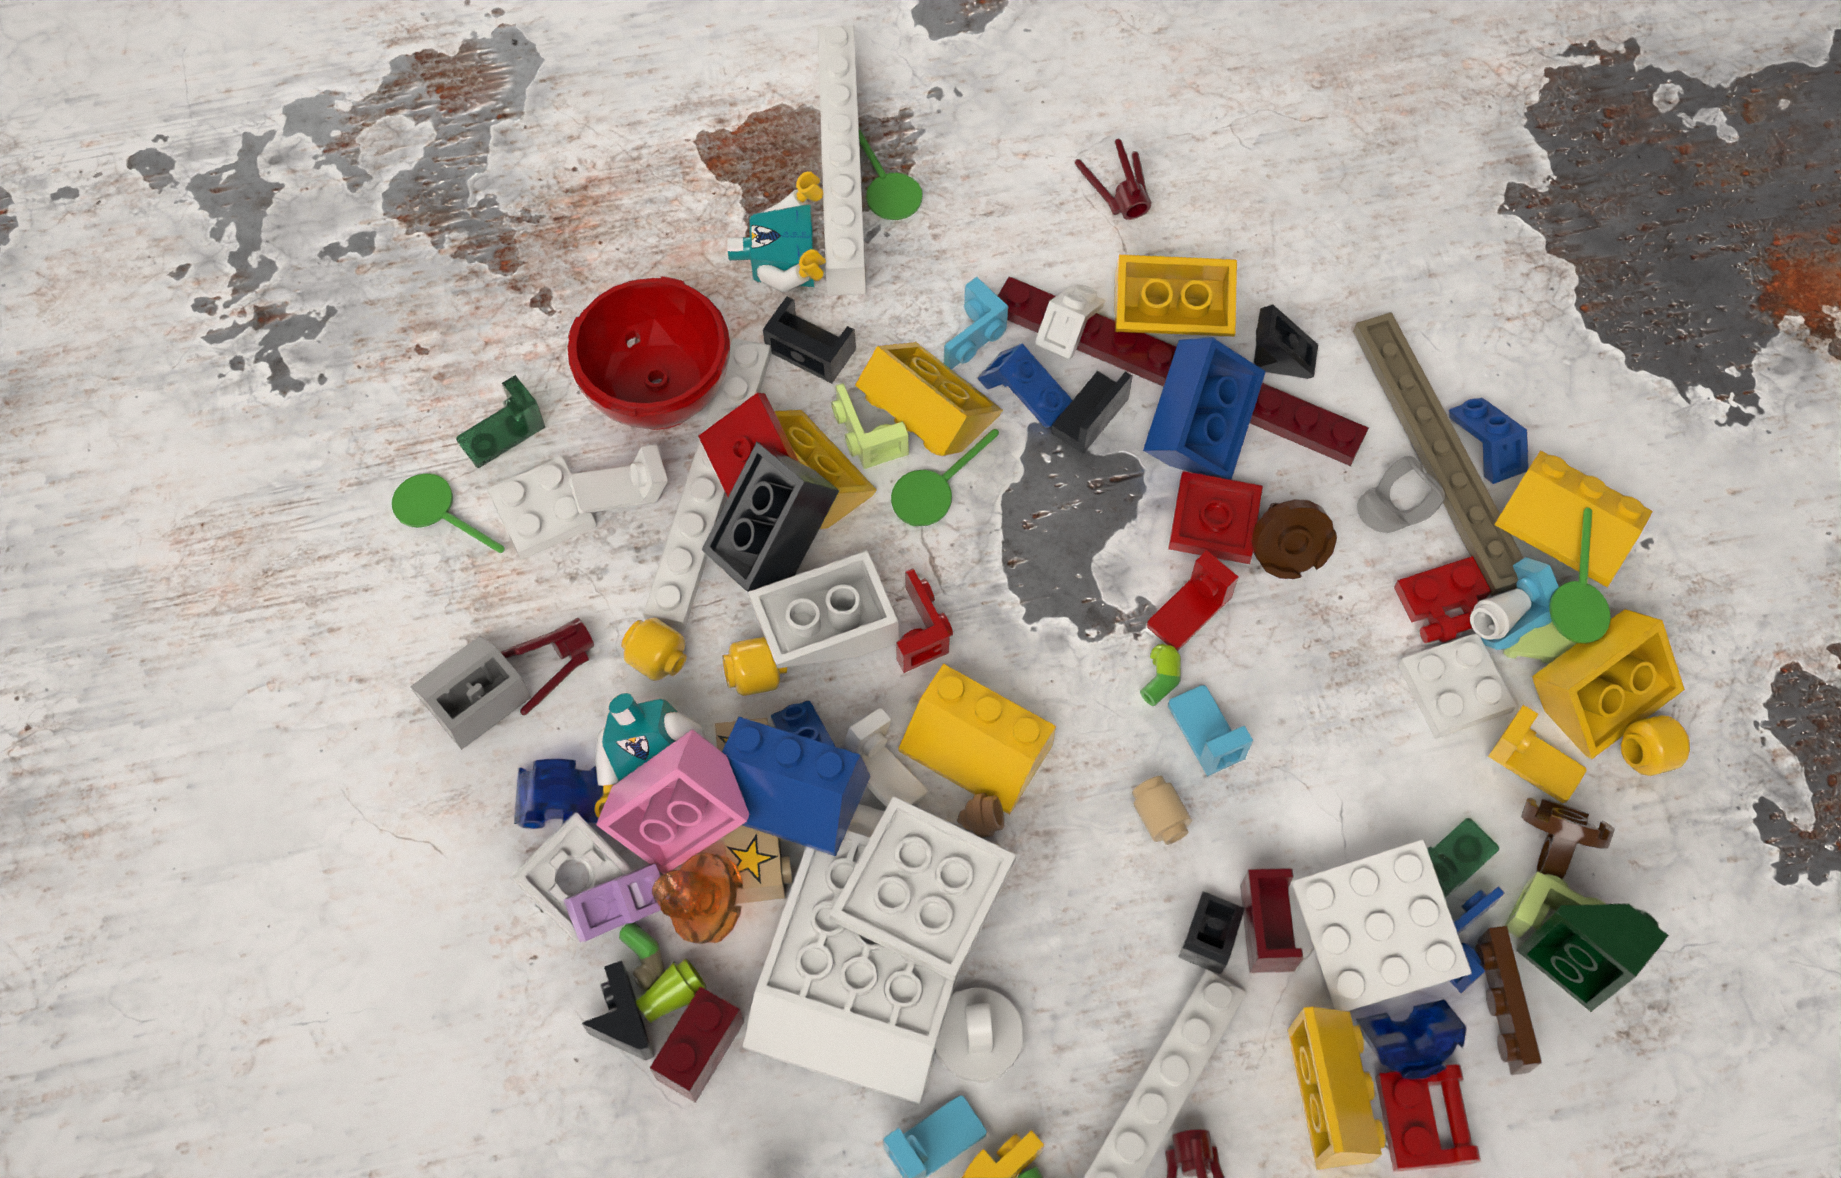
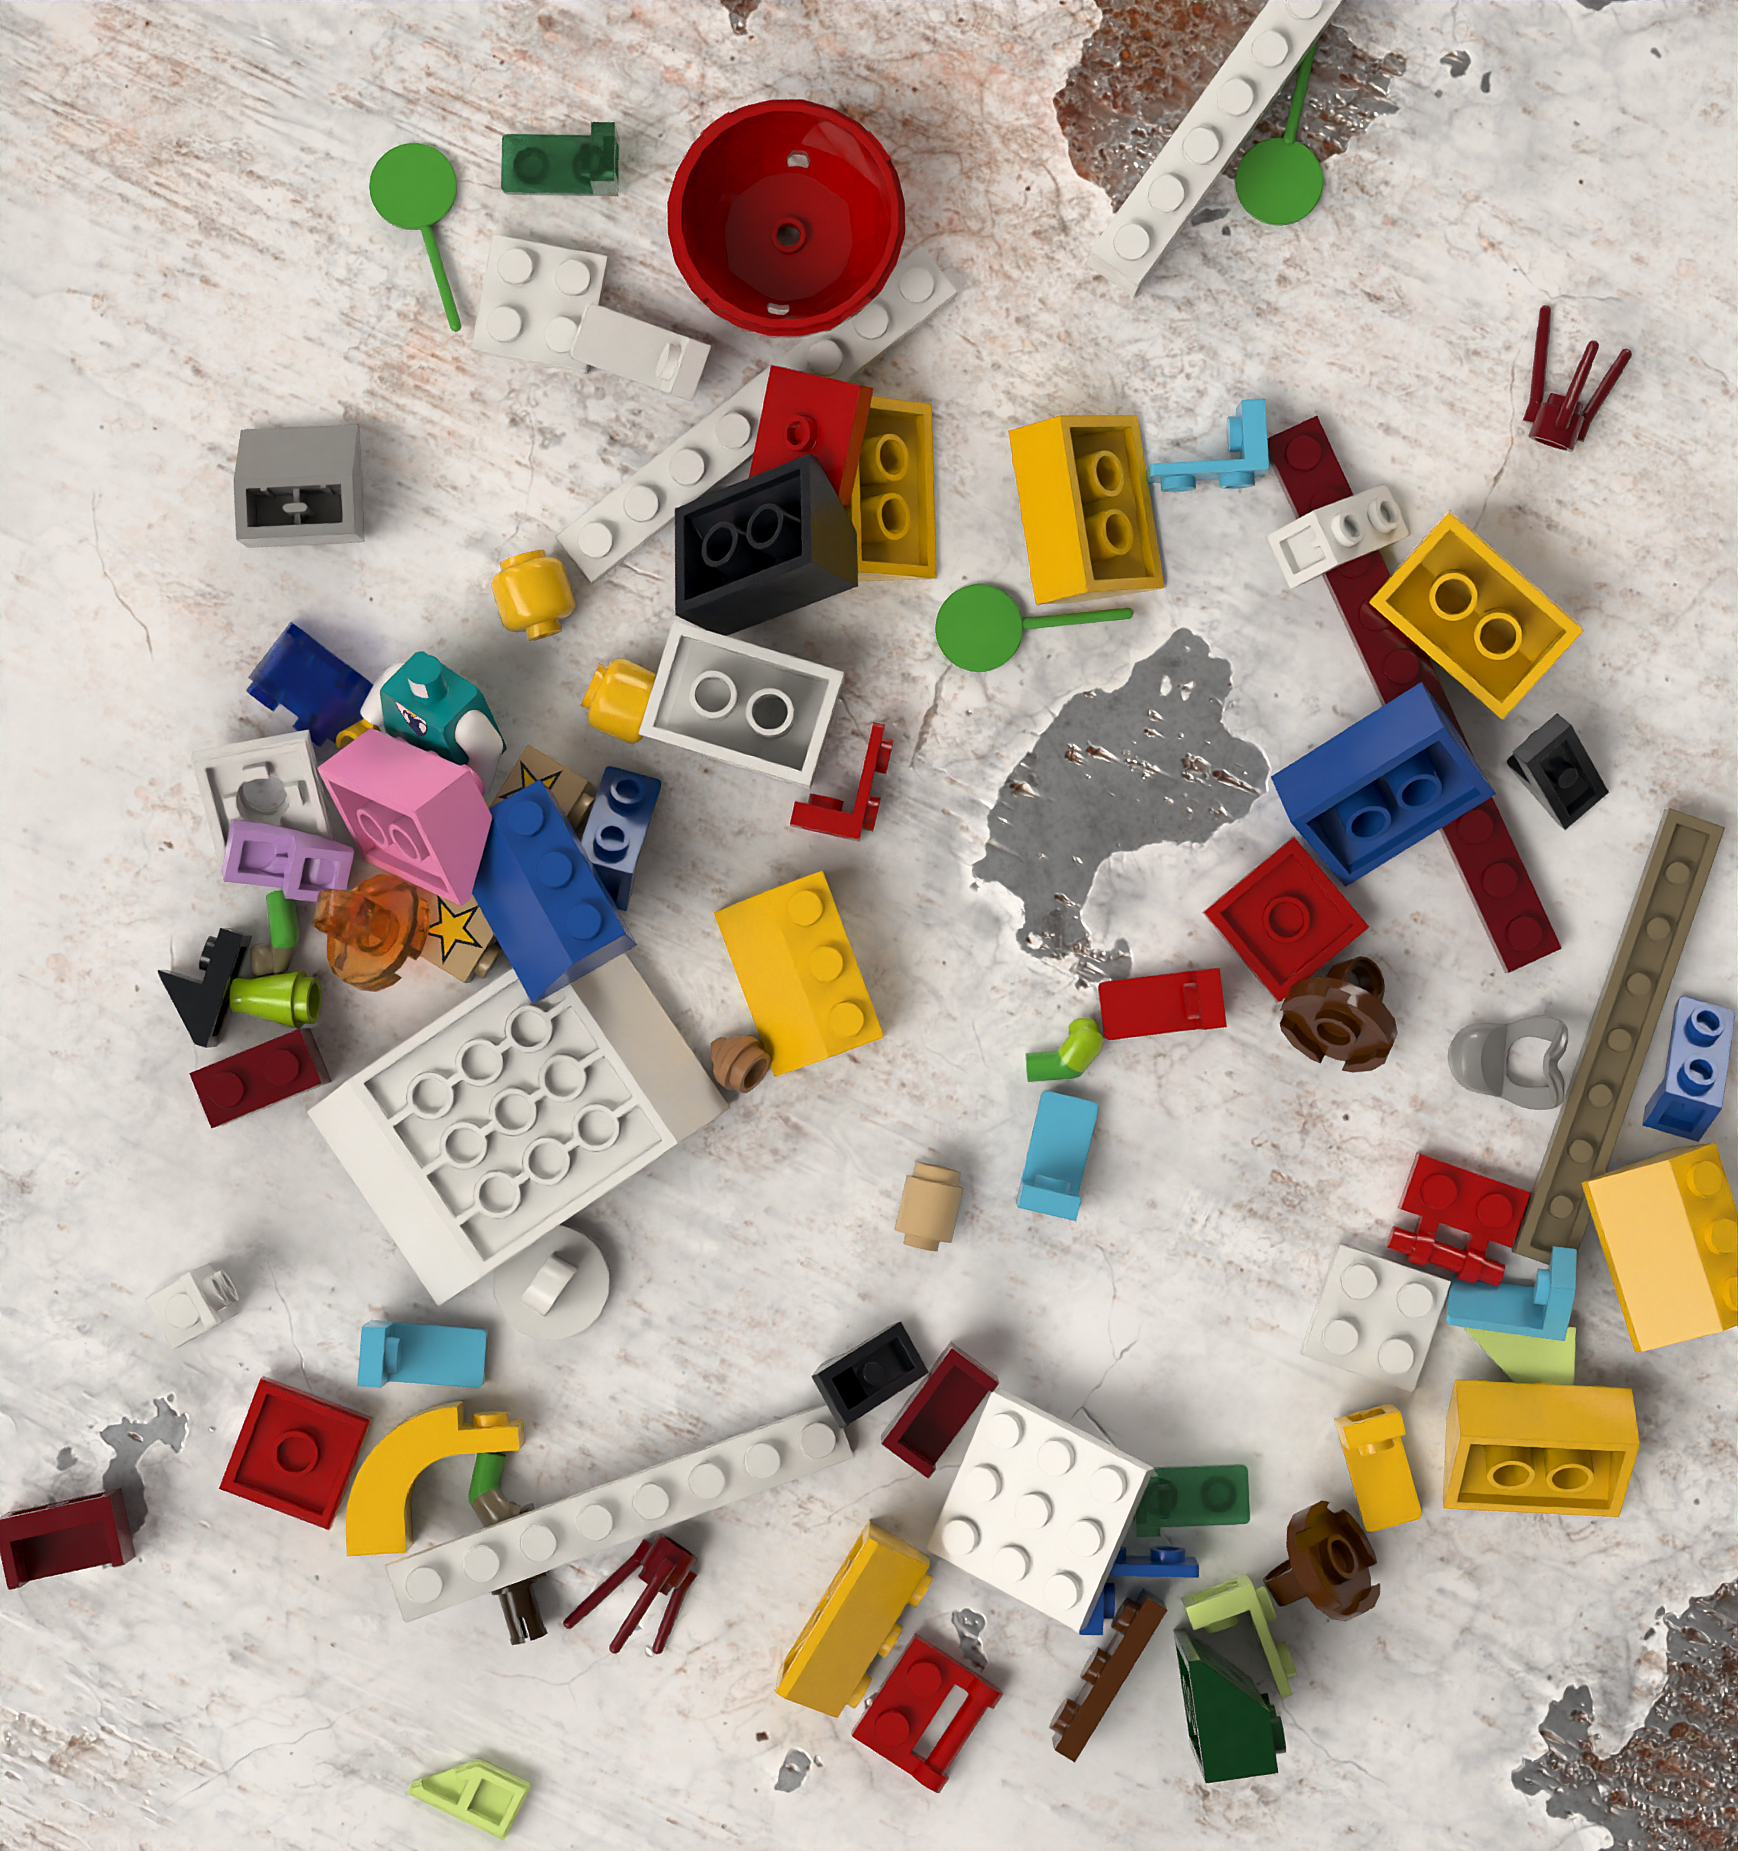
camera: 45 degrees right, 25 degrees up
(568, 640) = (450, 507): dark red plant -> none
(783, 240) = (1079, 158): torso -> none
(808, 344) = (1006, 321): black panel -> none
(875, 447) = (989, 527): yellowish green bracket -> none
(887, 773) = (673, 929): white bracket -> none
(923, 888) = (593, 1112): white plate -> none
(1029, 382) = (1213, 581): blue bracket -> none
(1092, 410) = (1263, 671): black panel -> none
(1417, 1043) = (969, 1642): clear blue cylinder -> none
(1499, 614) = (1484, 1288): white cone -> none
(1578, 607) = (1572, 1356): bright green piece -> none
(1655, 745) = (1517, 1553): yellow head -> none

